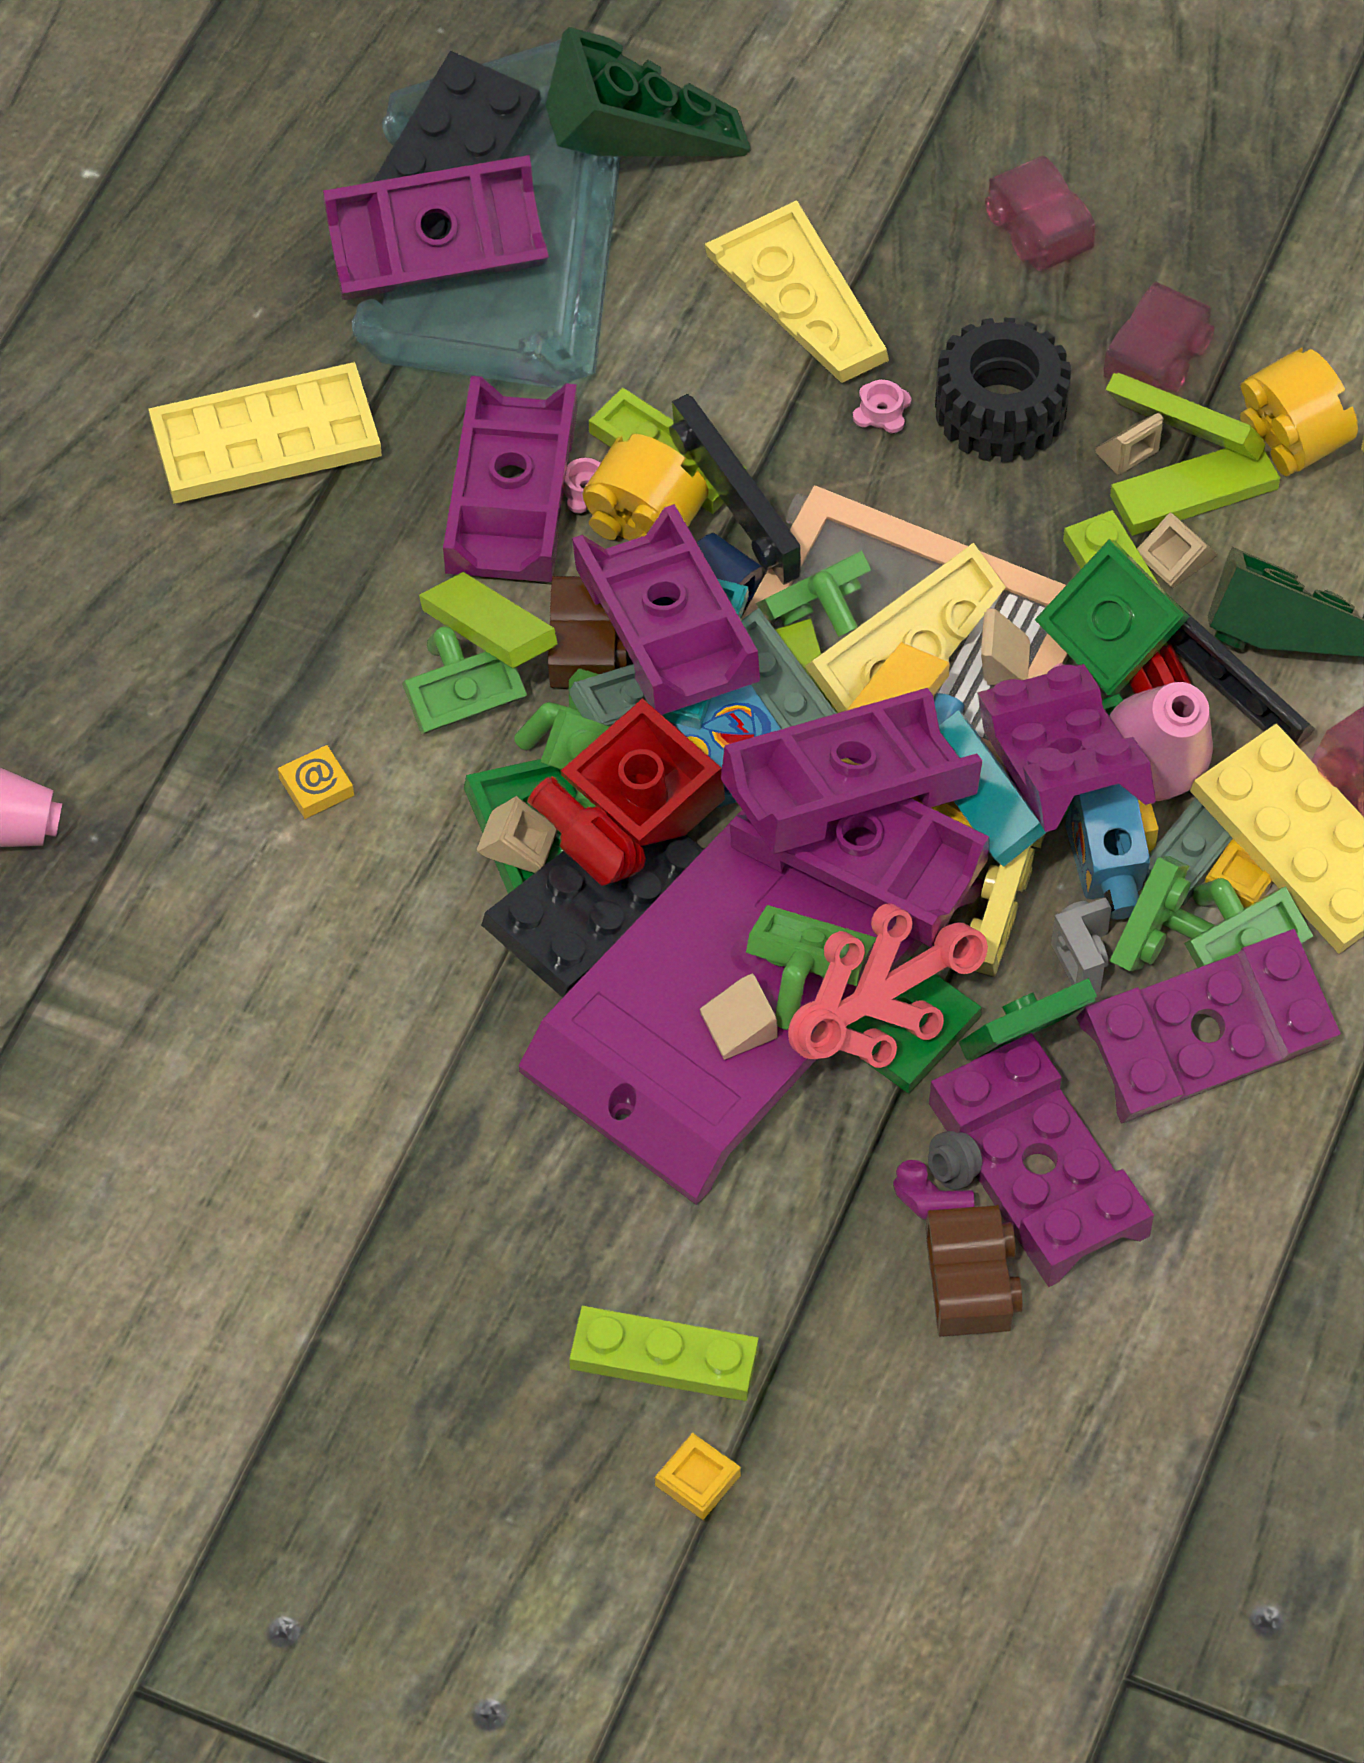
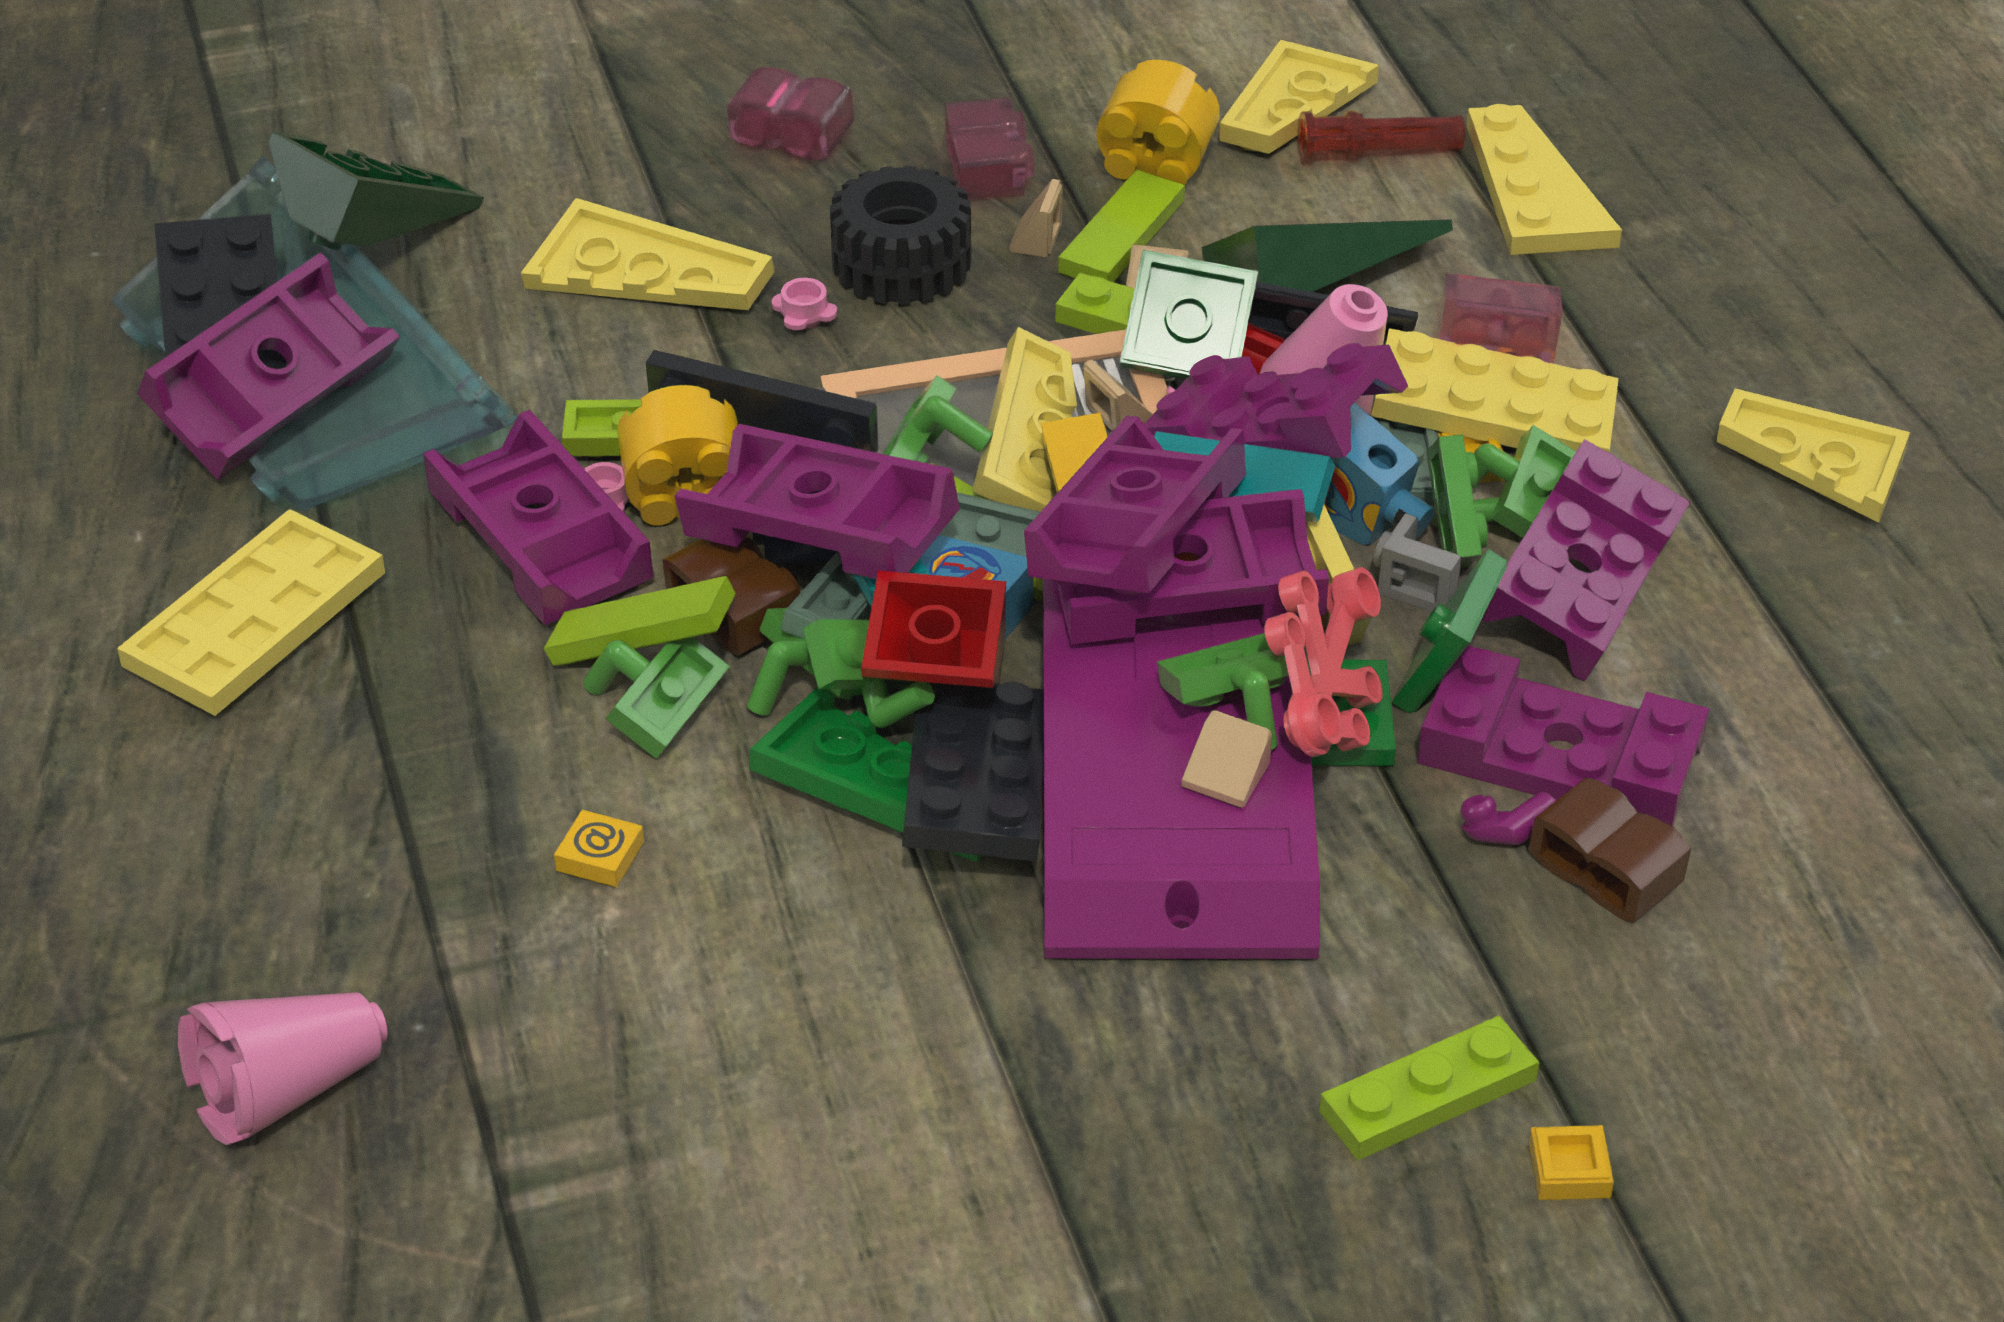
camera: 40 degrees left, 15 degrees down
(517, 836) = (852, 763): tan slope -> none
(588, 834) = (941, 705): red arm -> none
(954, 1159) = (1505, 763): dark grey plate -> none
(1186, 415) = (1078, 173): lime tile -> none

